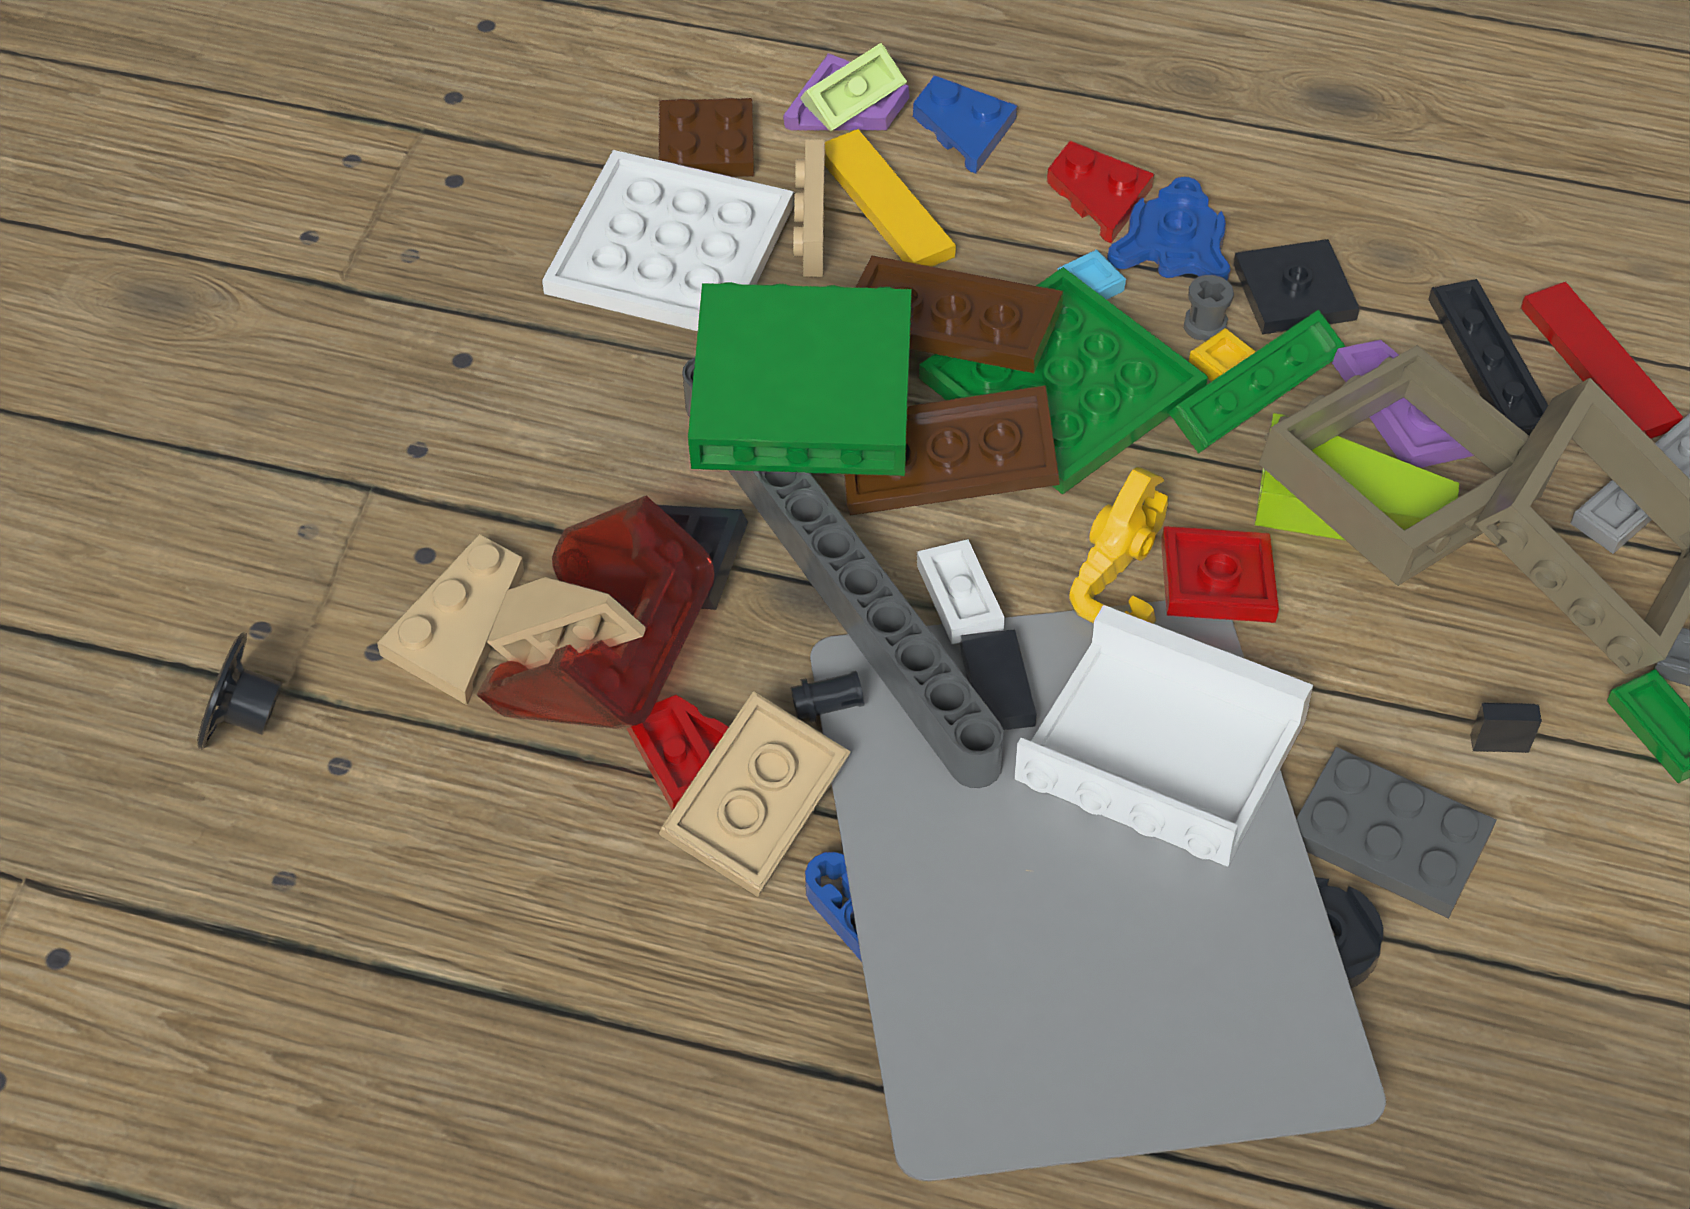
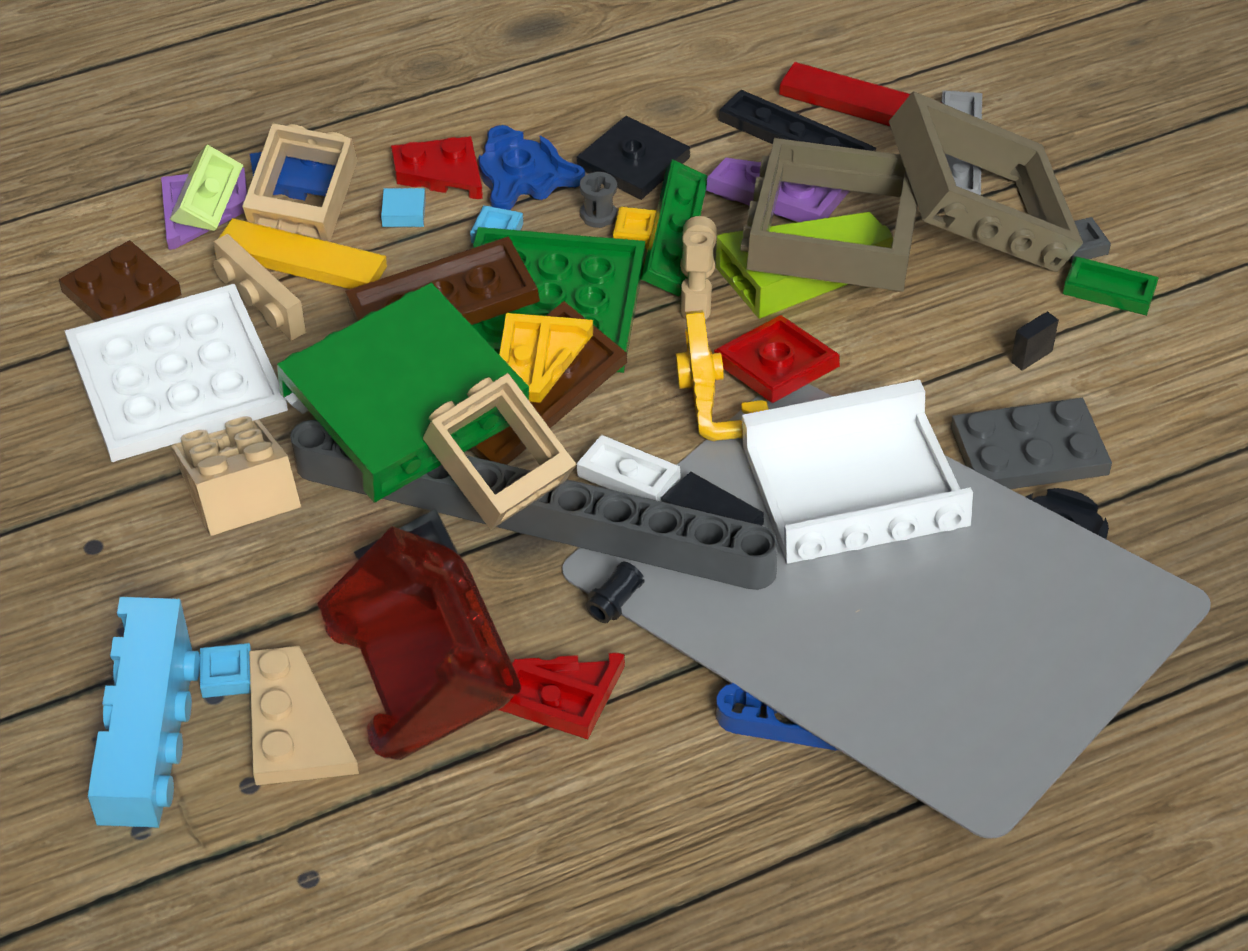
camera: 40 degrees left, 5 degrees down
(241, 697) = (196, 875): black wheel -> none
(337, 529) = (143, 714): none -> medium azure wedge
(448, 536) = (225, 670): none -> medium azure tile
(554, 614) = (392, 660): tan slope -> none
(621, 369) = (236, 475): none -> tan slope
(754, 793) = (637, 685): tan tile -> none
(812, 542) = (528, 425): none -> tan window
(918, 102) = (291, 216): none -> tan window
(967, 420) = (542, 348): none -> yellow wing
(1023, 208) = (403, 207): none -> medium azure tile
(1222, 426) = (697, 264): none -> tan bar

